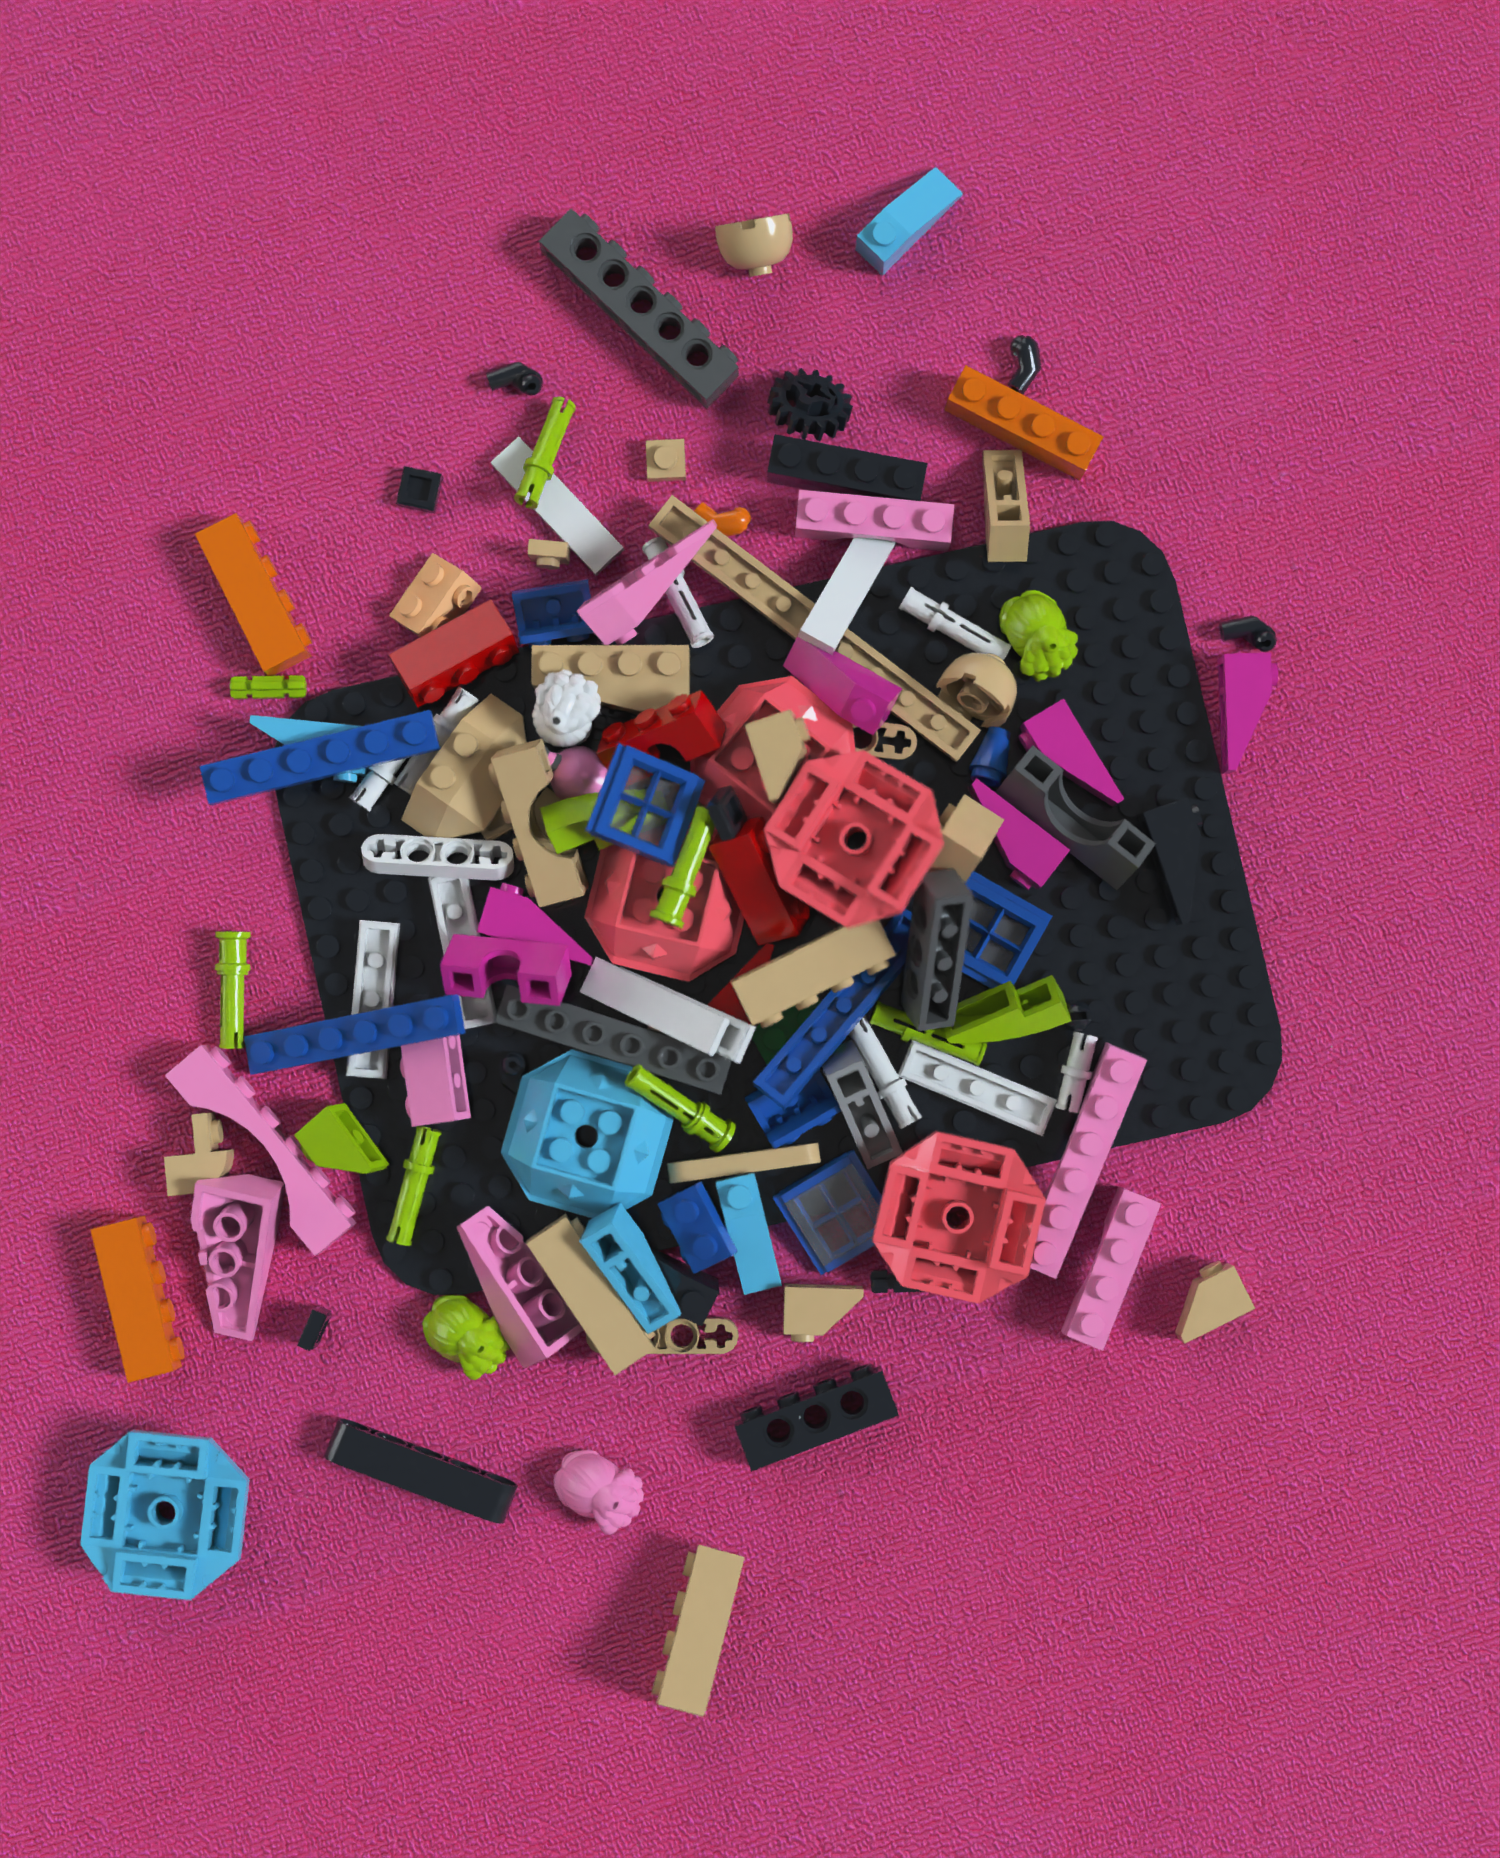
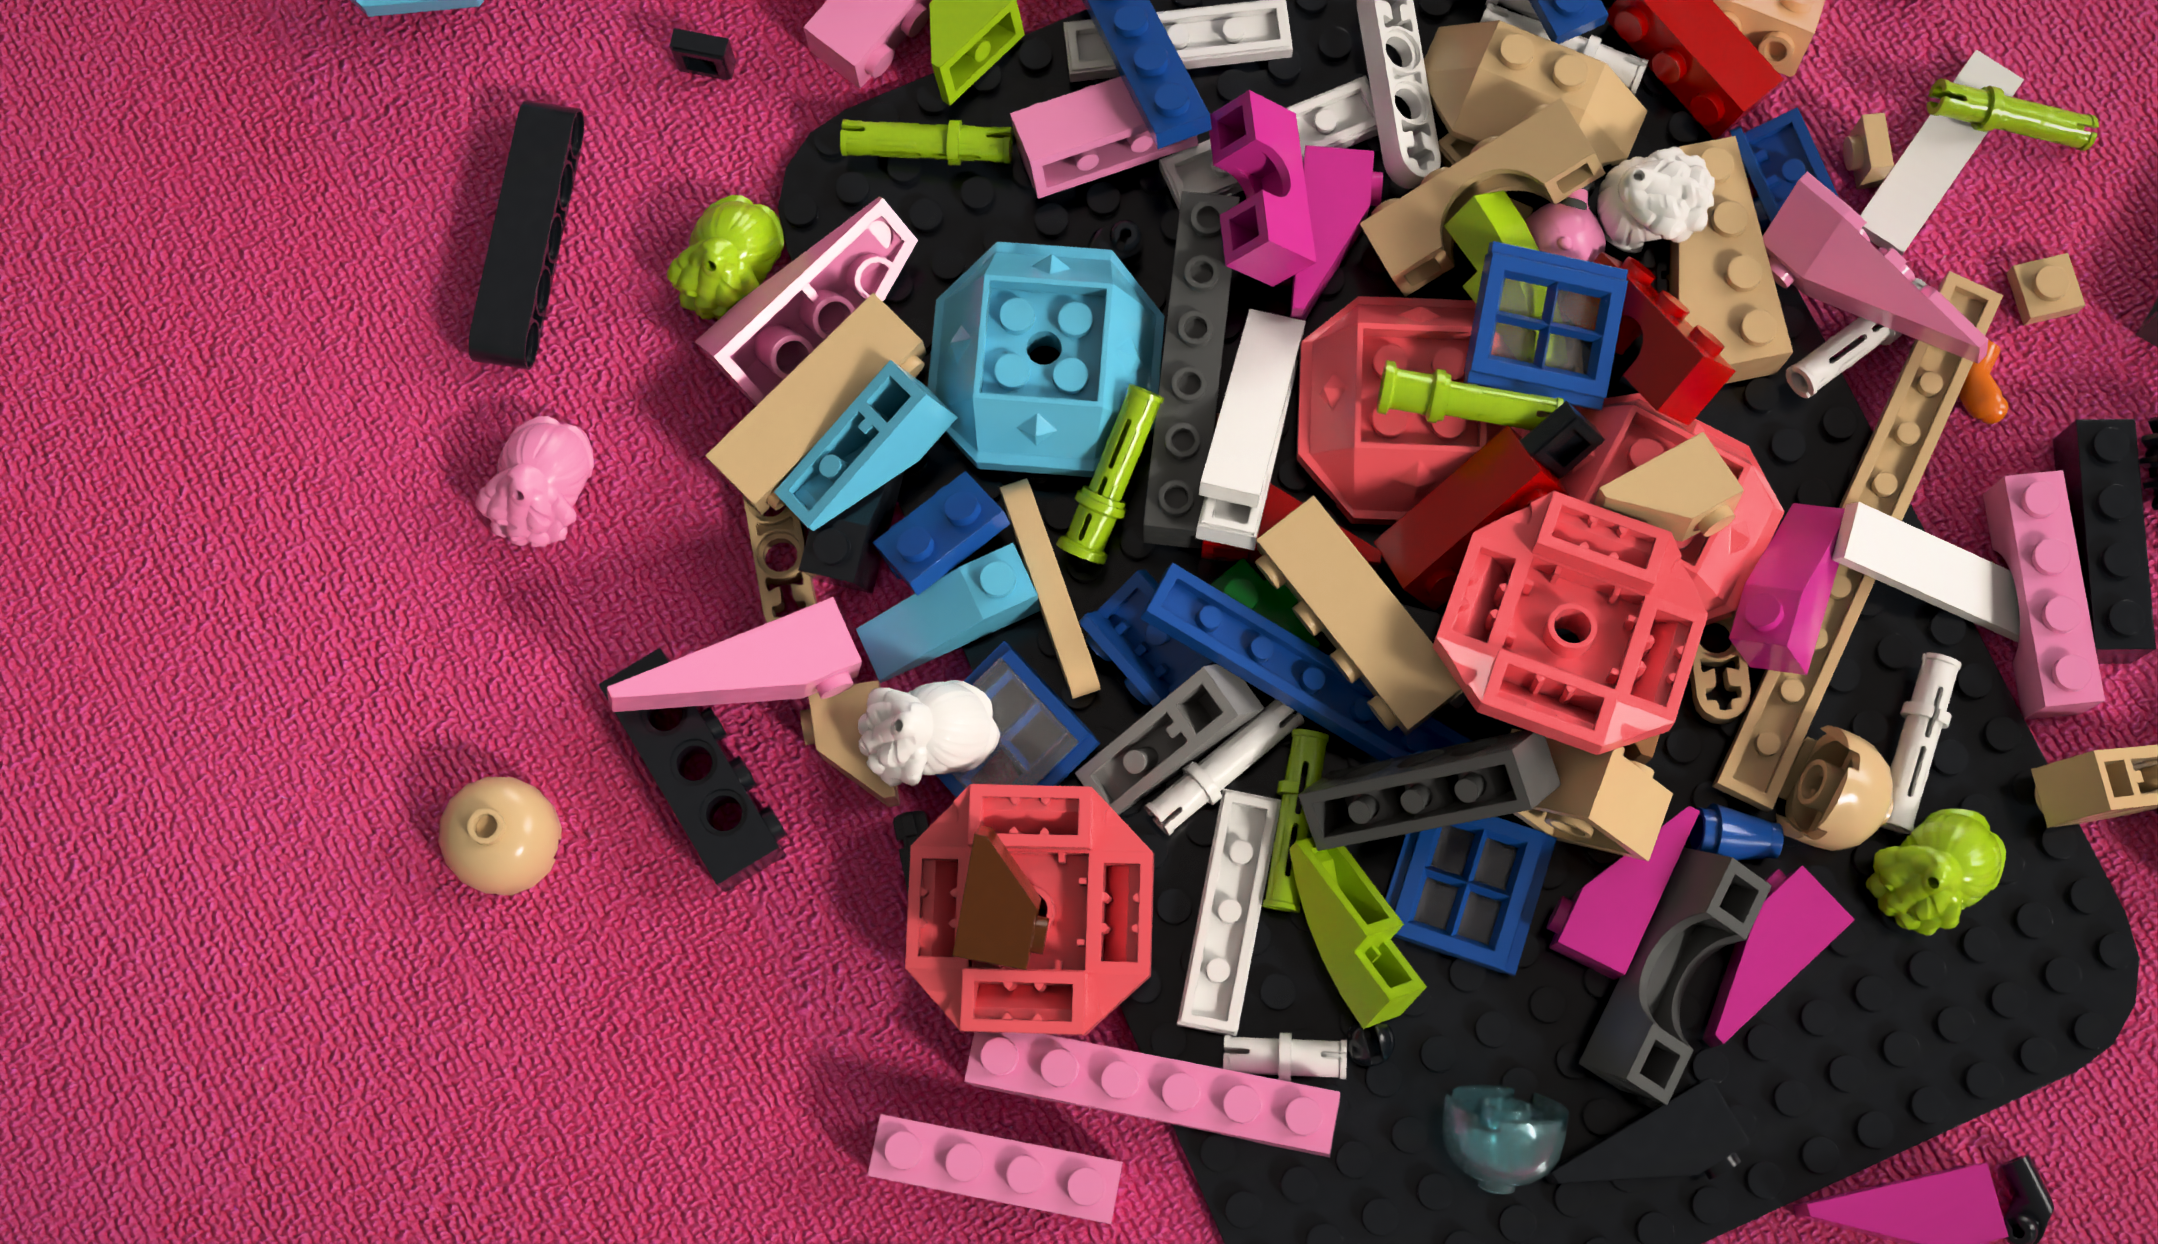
camera: 80 degrees right, 10 degrees down
(518, 376) = (2109, 61): black arm -> none
(699, 1631) = (352, 654): tan wedge -> none
(764, 1345) = (772, 662): none -> bright pink wedge
(828, 1261) = (927, 731): none -> white hair
(833, 1551) = (499, 835): none -> tan cylinder
(958, 1237) = (998, 908): none -> reddish brown slope
(1152, 948) = (1502, 1137): none -> clear light blue cylinder

